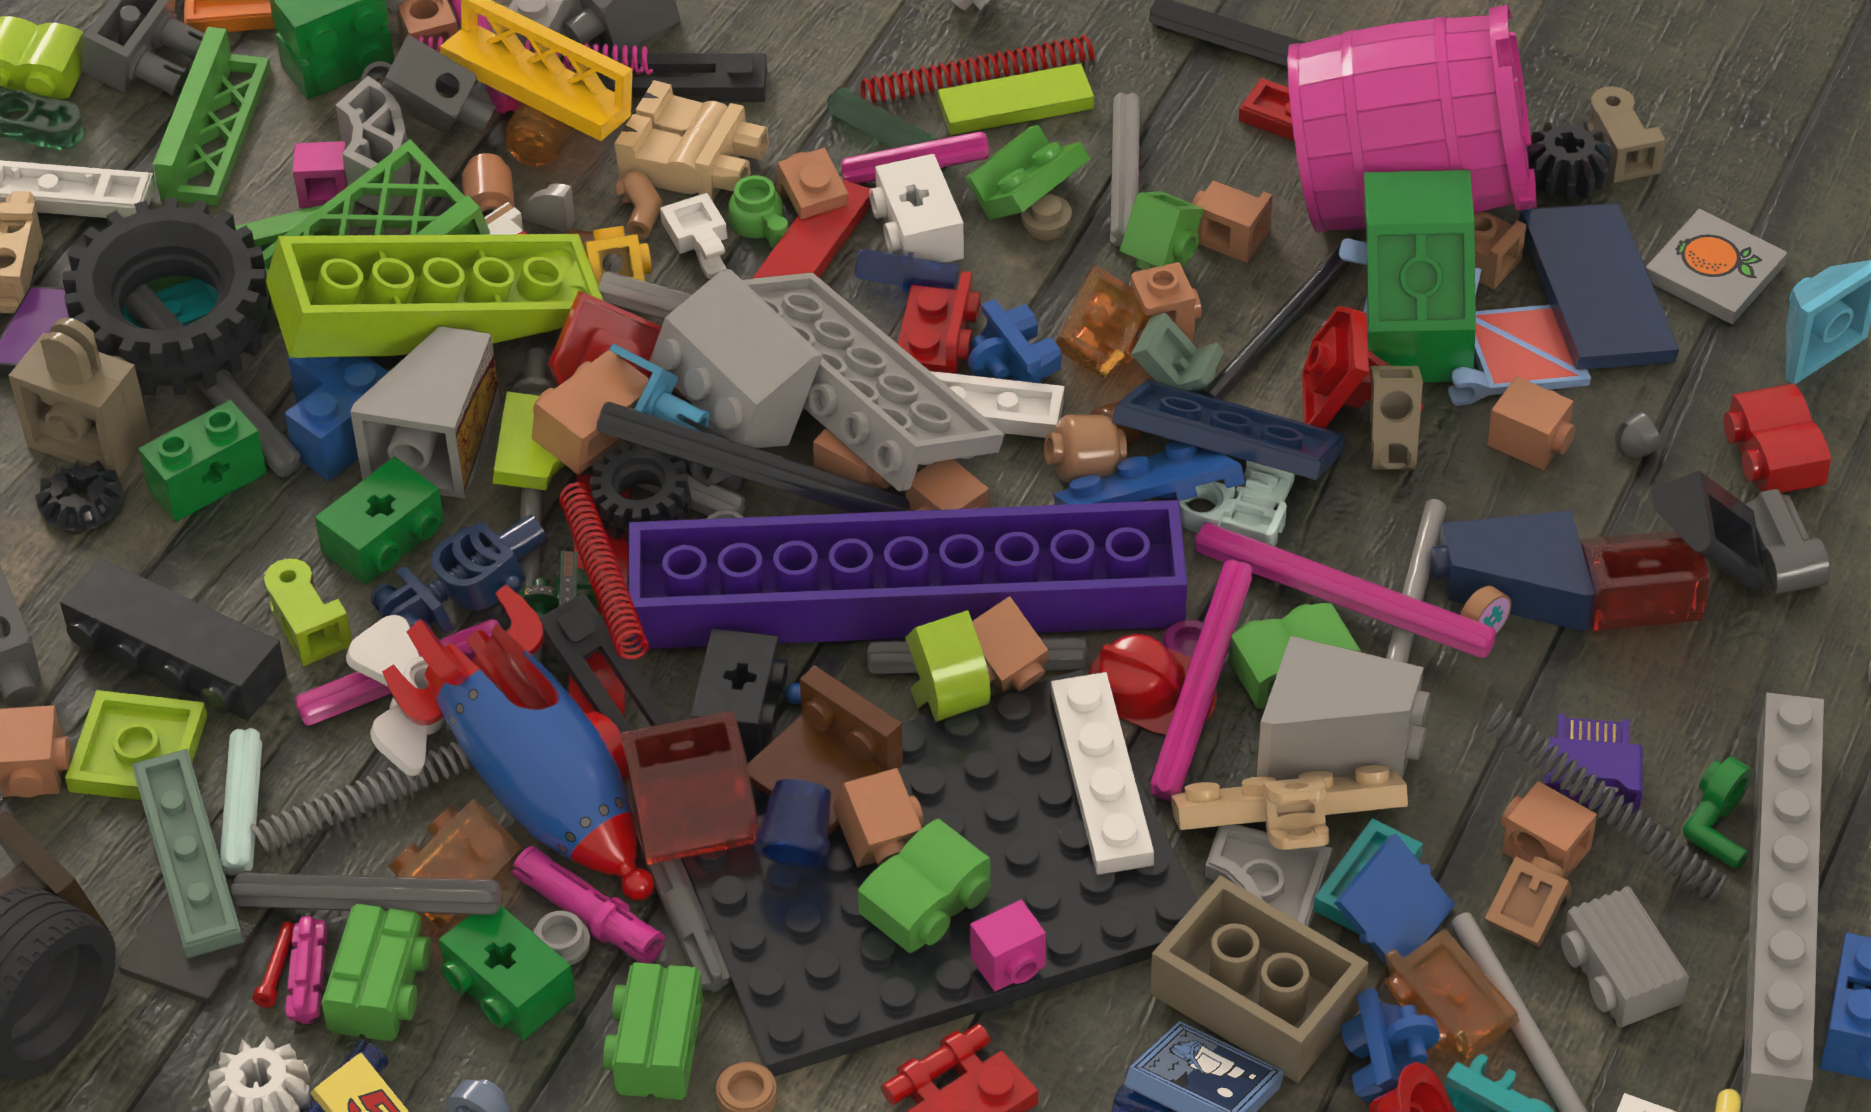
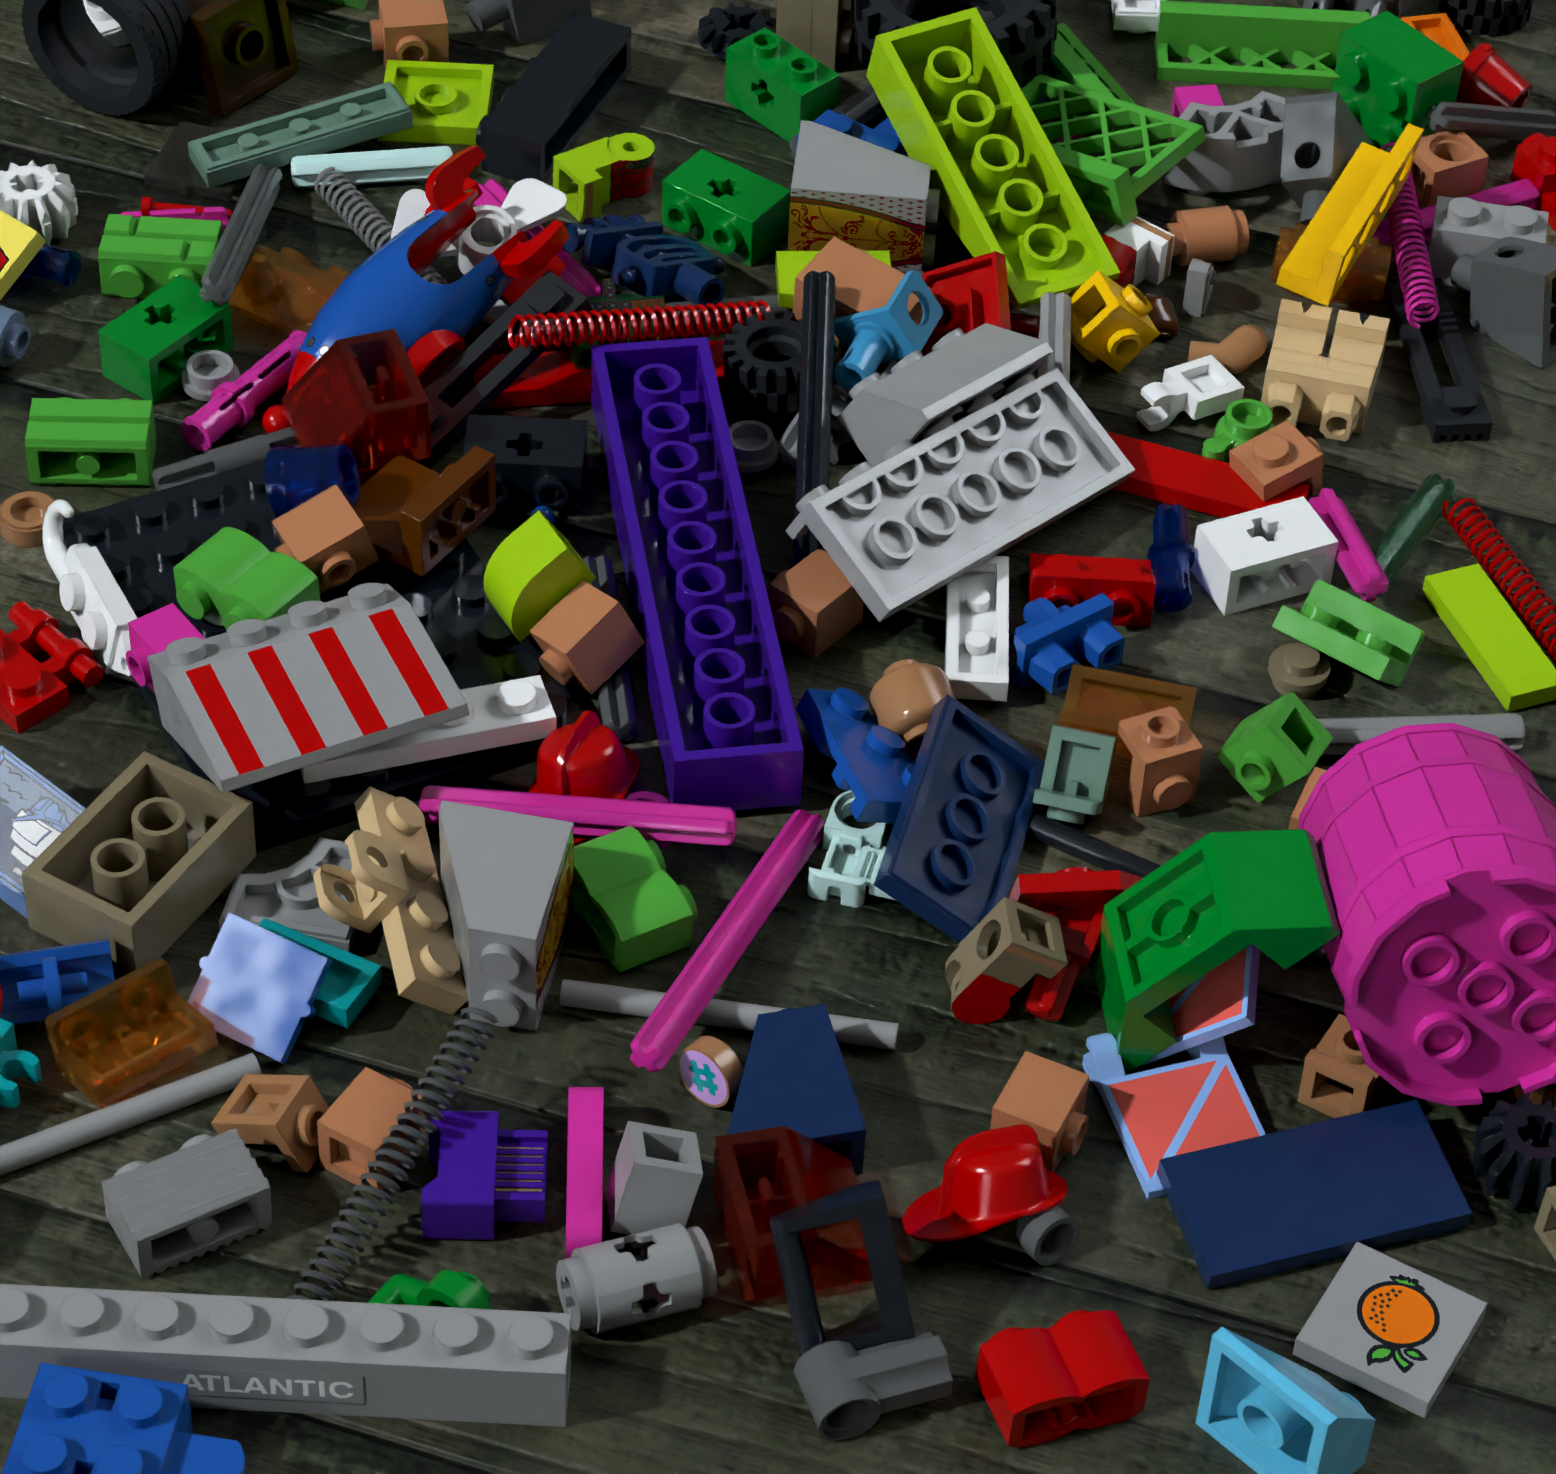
camera: 80 degrees right, 5 degrees down
(887, 1026) = (89, 592): none -> white plate
(1096, 828) = (303, 686): none -> light grey slope
(1611, 465) = (986, 1185): none -> red piece
(1614, 647) = (653, 1178): none -> light grey brick
(1642, 699) = (584, 1167): none -> dark pink beam
(1697, 672) = (602, 1284): none -> light grey piece

